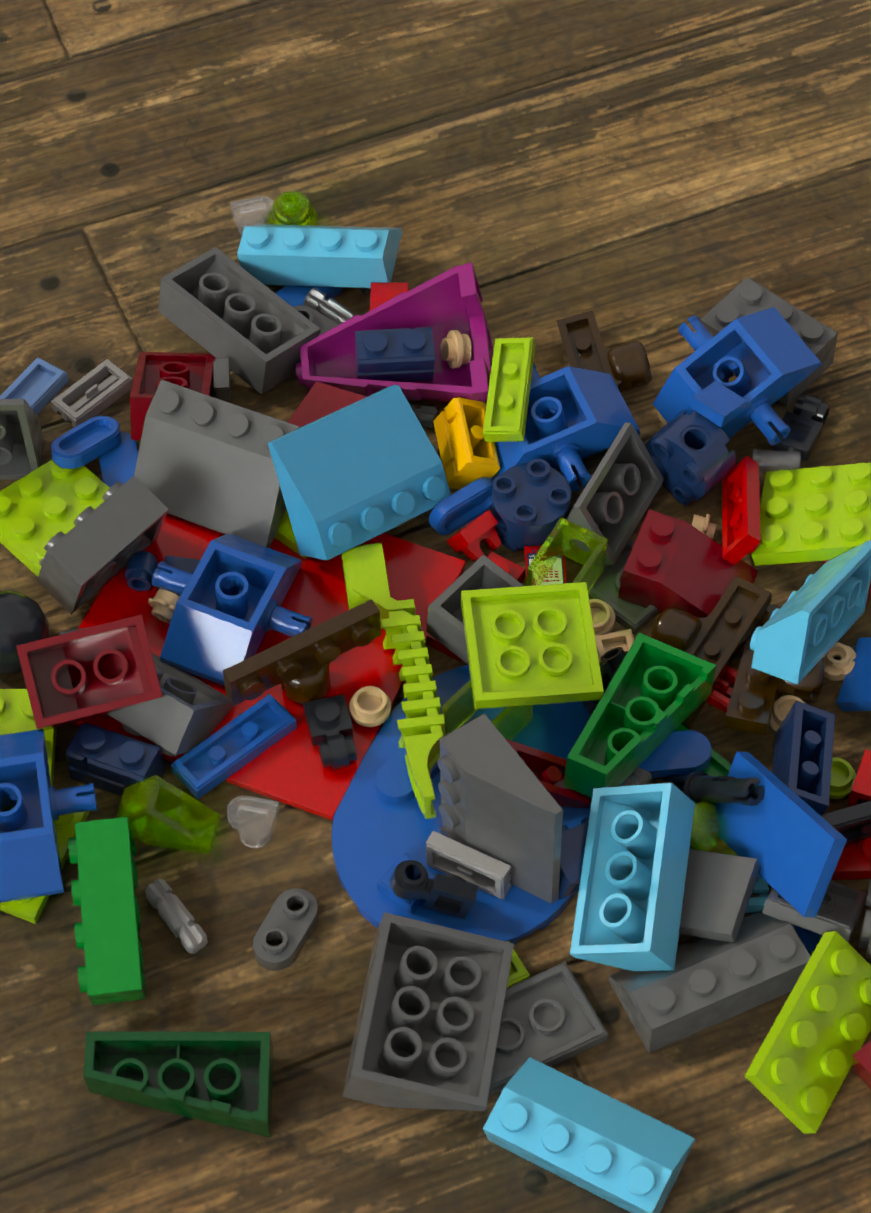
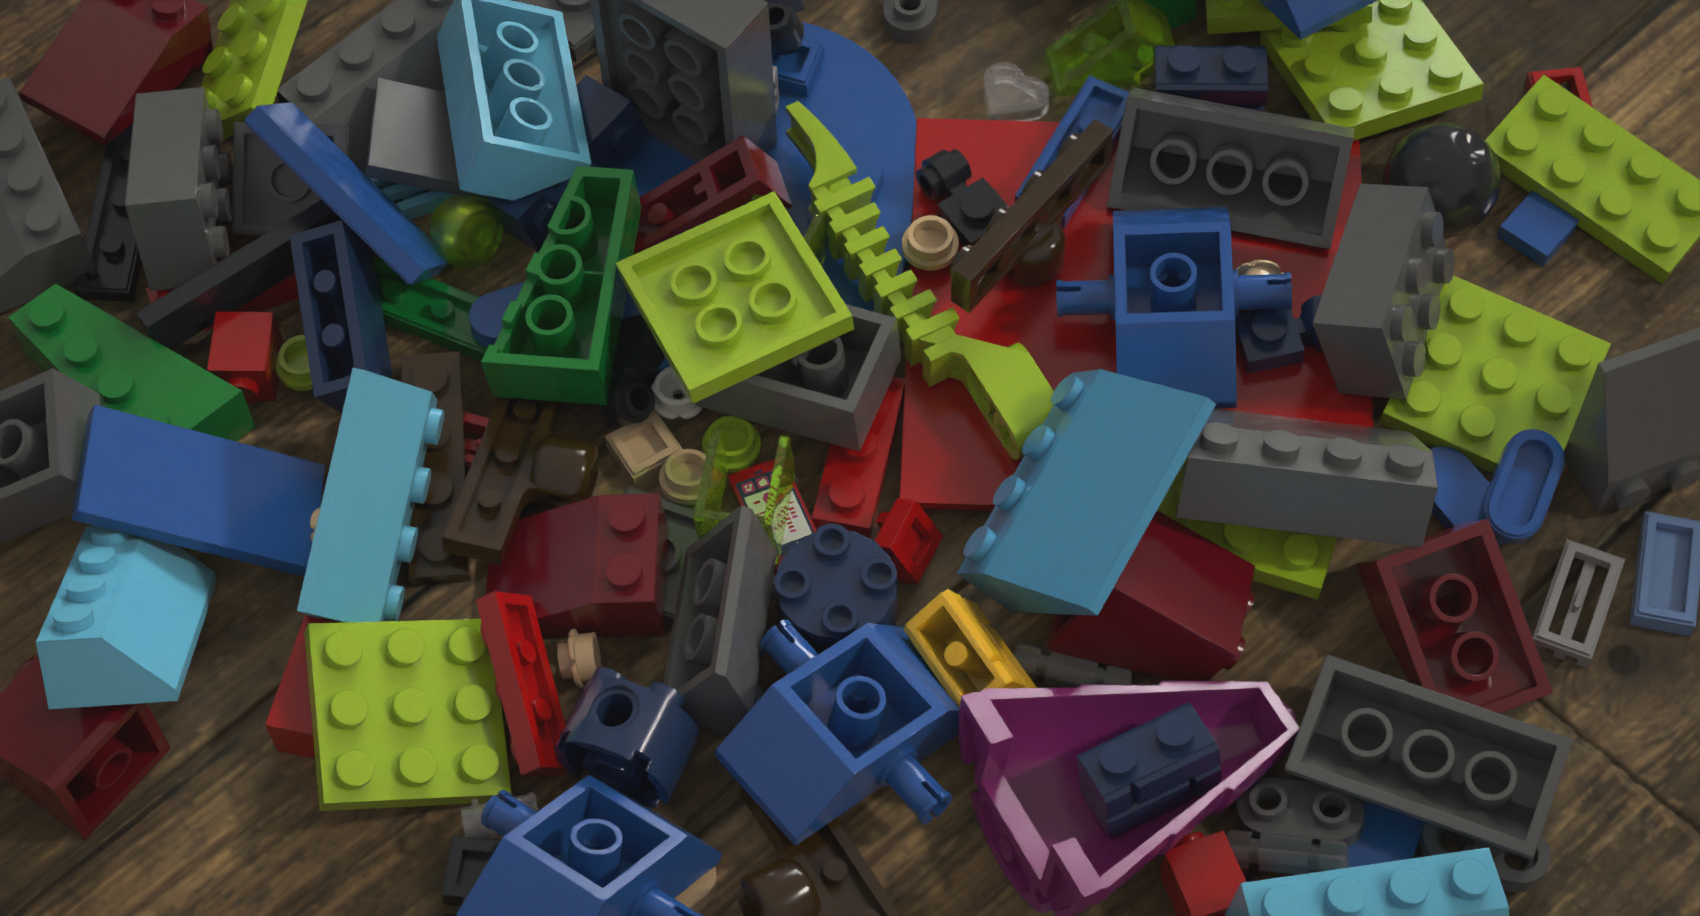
camera: 160 degrees right, 5 degrees up
(89, 672) = (1294, 83): dark red slope -> none
(222, 379) = (1387, 653): dark grey tile -> none
(456, 349) = (1061, 822): tan plate -> none
(462, 506) = (934, 576): blue tile -> none
(509, 389) = (931, 713): lime tile -> none
(718, 404) = (594, 768): blue tile -> none
(718, 789) = (437, 237): black axle -> none

